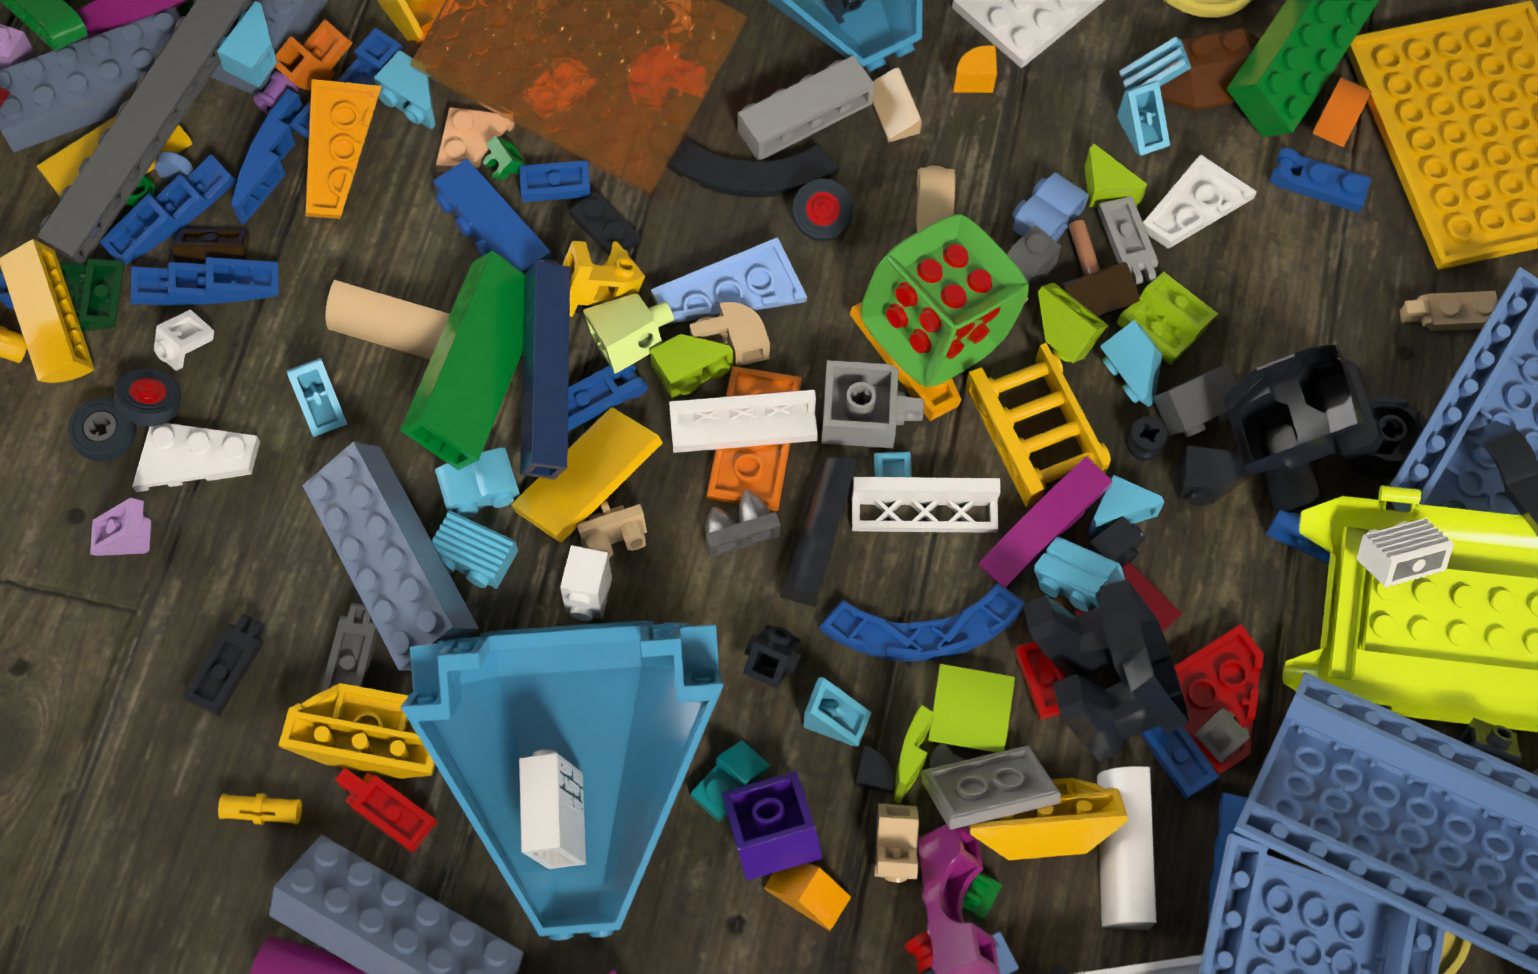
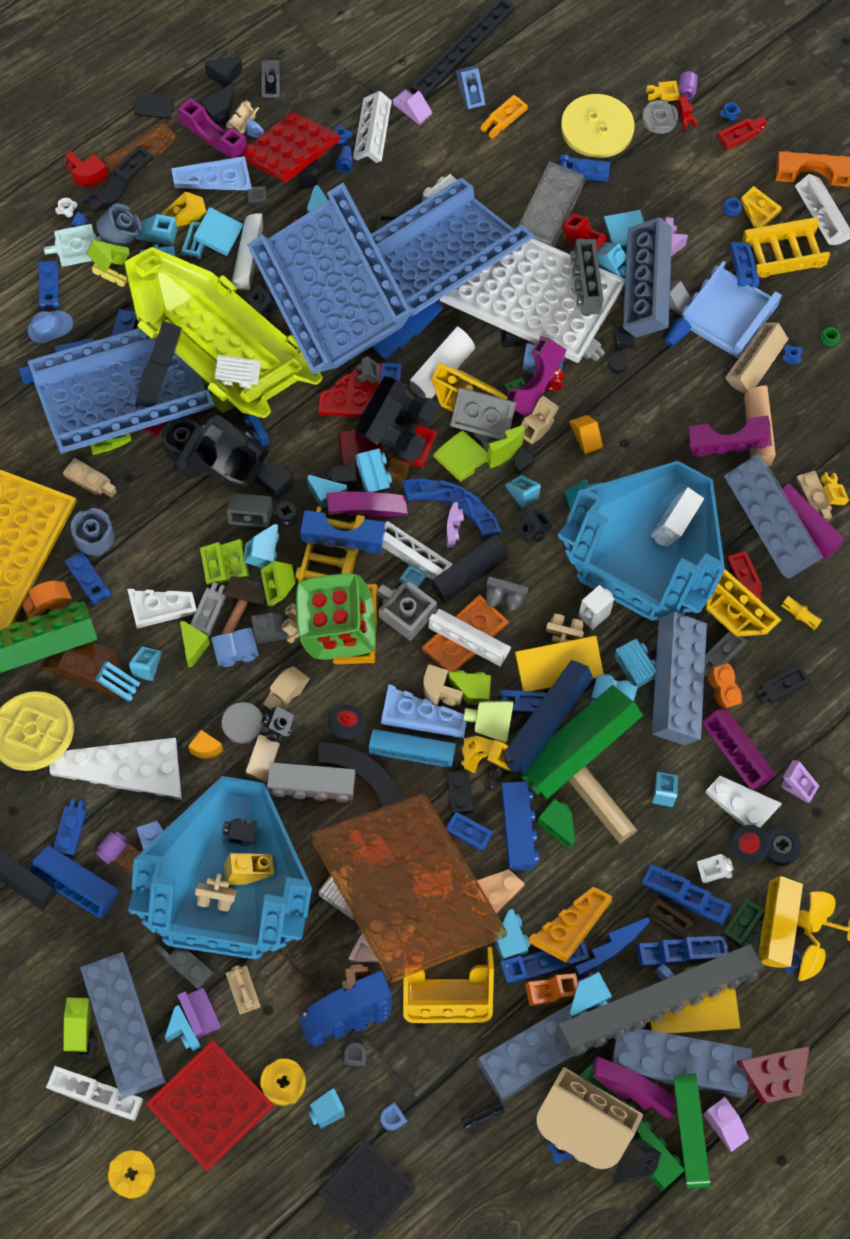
camera: 145 degrees left, 0 degrees up
(241, 525) = (738, 748): none -> magenta brick
(314, 591) = (723, 681): none -> orange brick
(438, 260) = (559, 823): none -> green slope
(506, 155) = (485, 861): green tile -> none
(710, 236) = (412, 748): none -> dark azure brick
(772, 825) = (586, 457): dark purple brick -> none
(901, 590) = (453, 524): none -> lavender slope
(908, 145) = (276, 724): none -> black brick
(957, 133) = (242, 722): none -> light grey tile
(1077, 416) = (366, 537): none -> blue arch
(1373, 229) = (92, 531): none -> sand blue brick

